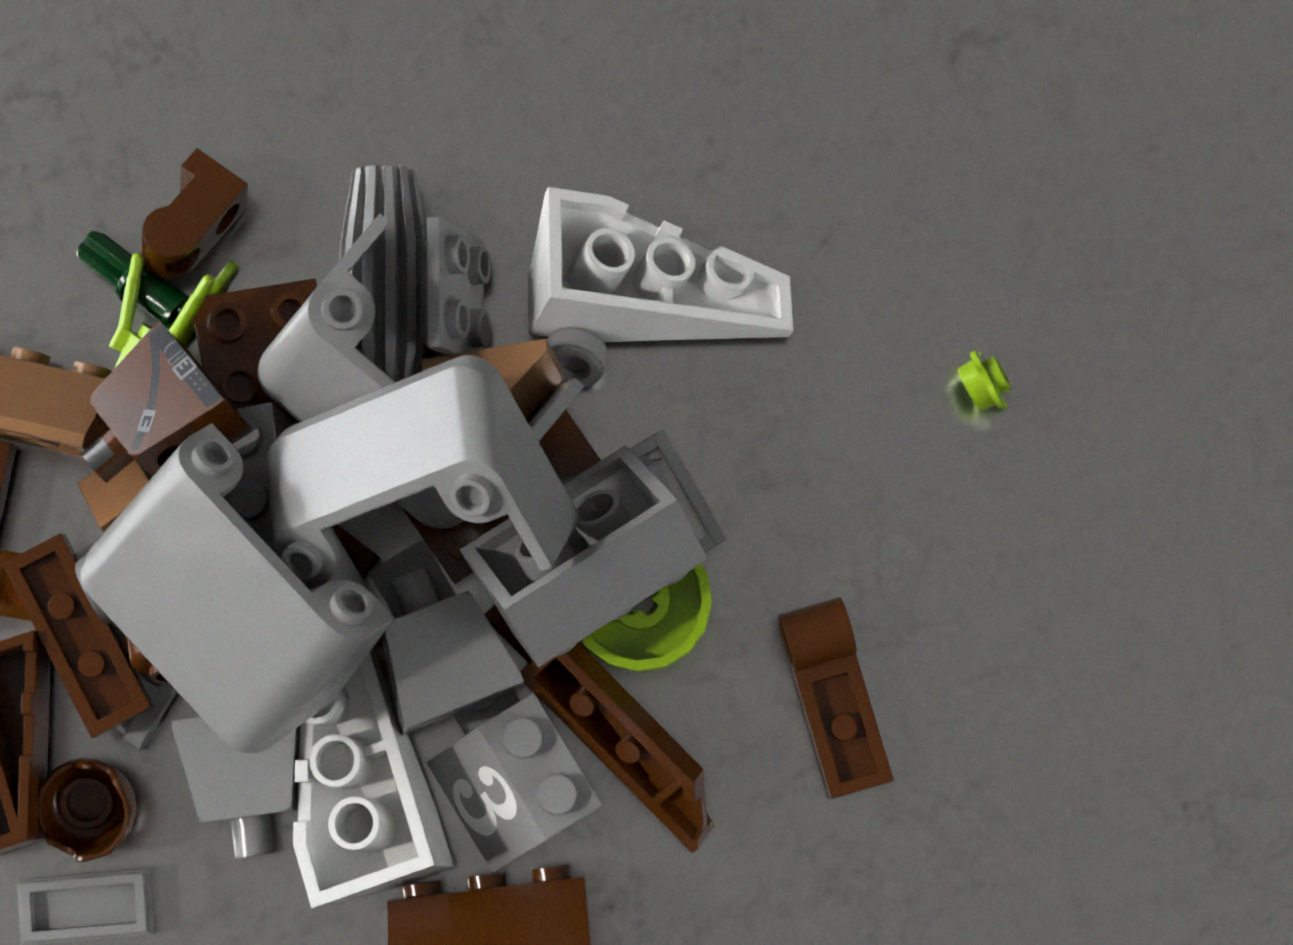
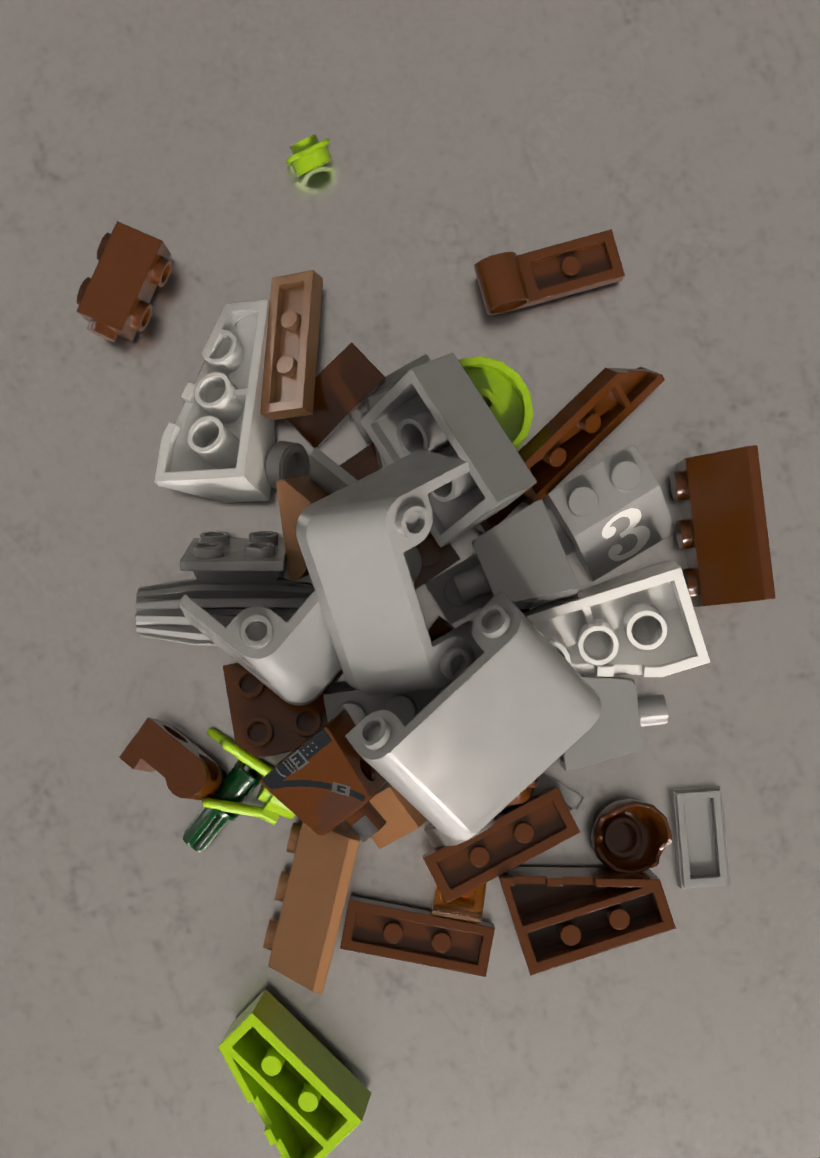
camera: 80 degrees left, 5 degrees up
(667, 417) = (337, 393): none -> reddish brown slope
(730, 360) = (291, 346): none -> medium nougat plate
(807, 145) = (123, 283): none -> reddish brown brick

